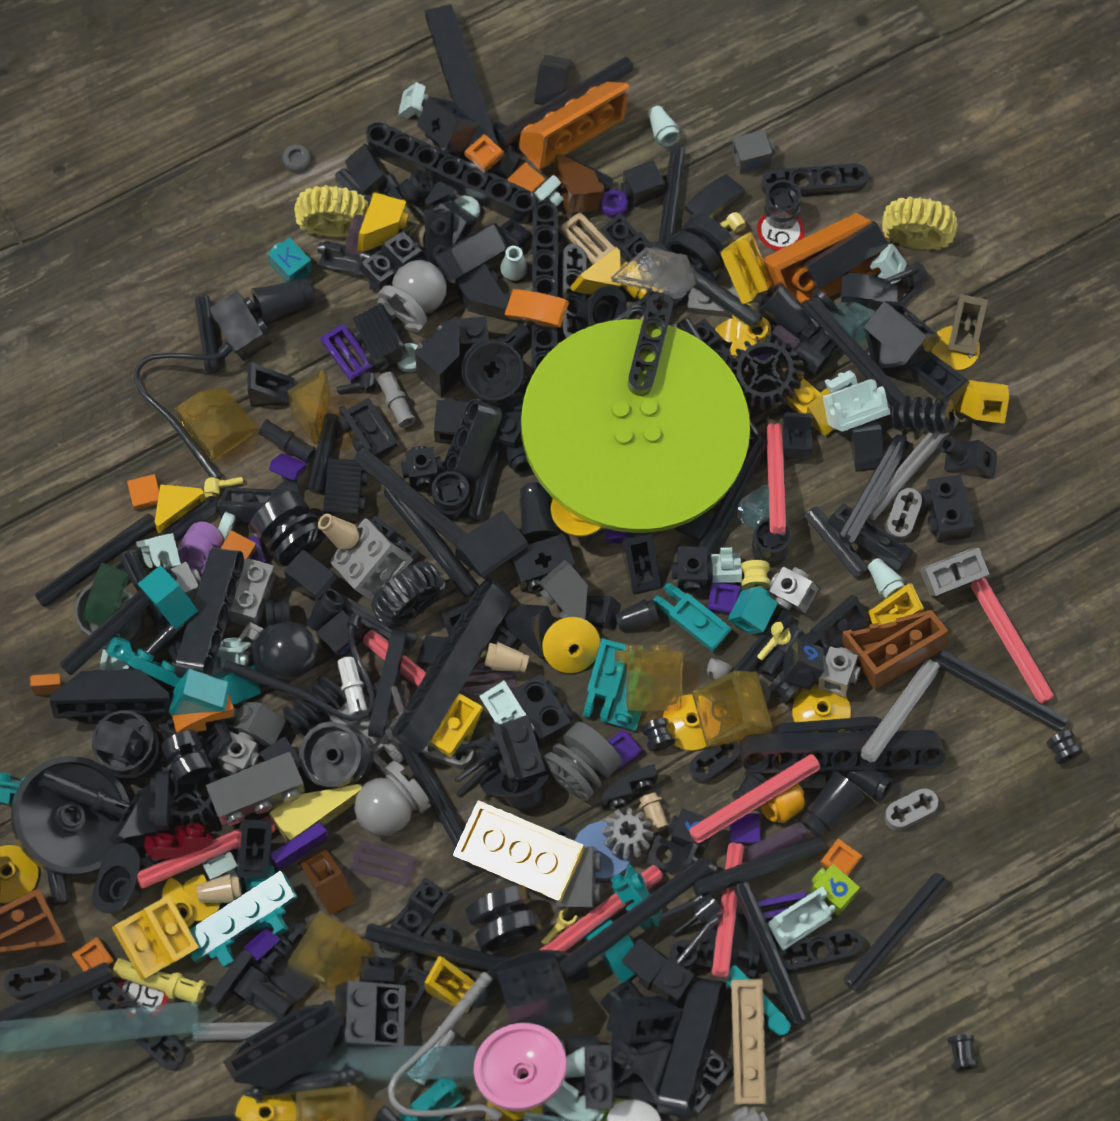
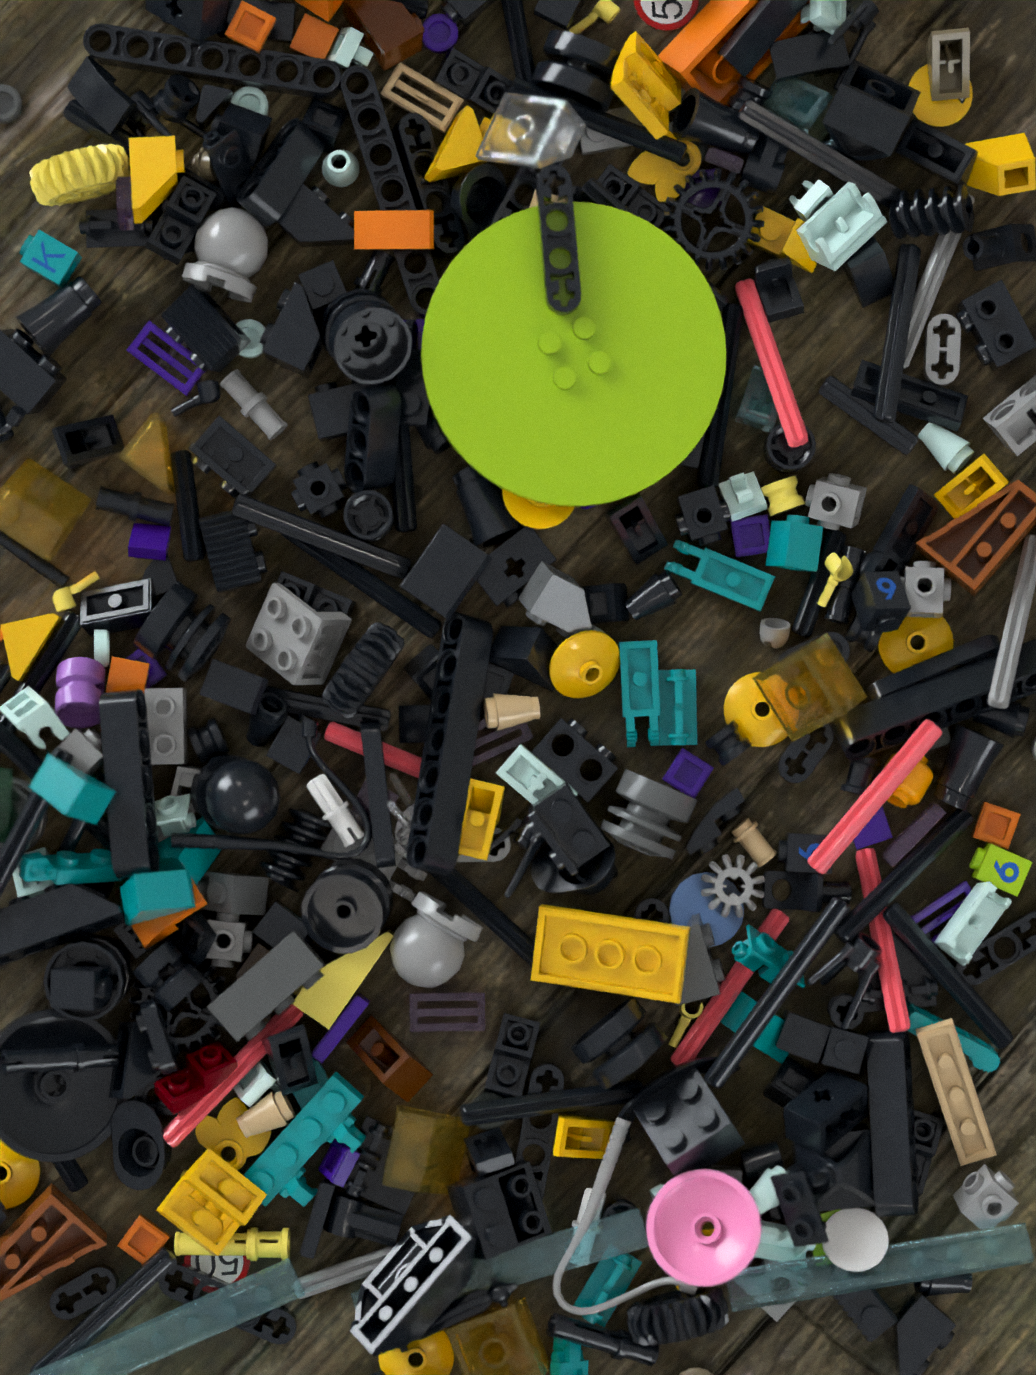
camera: 20 degrees left, 20 degrees up
(340, 532) = (250, 617): tan cone -> none
(652, 677) = (698, 674): clear yellow bracket -> none

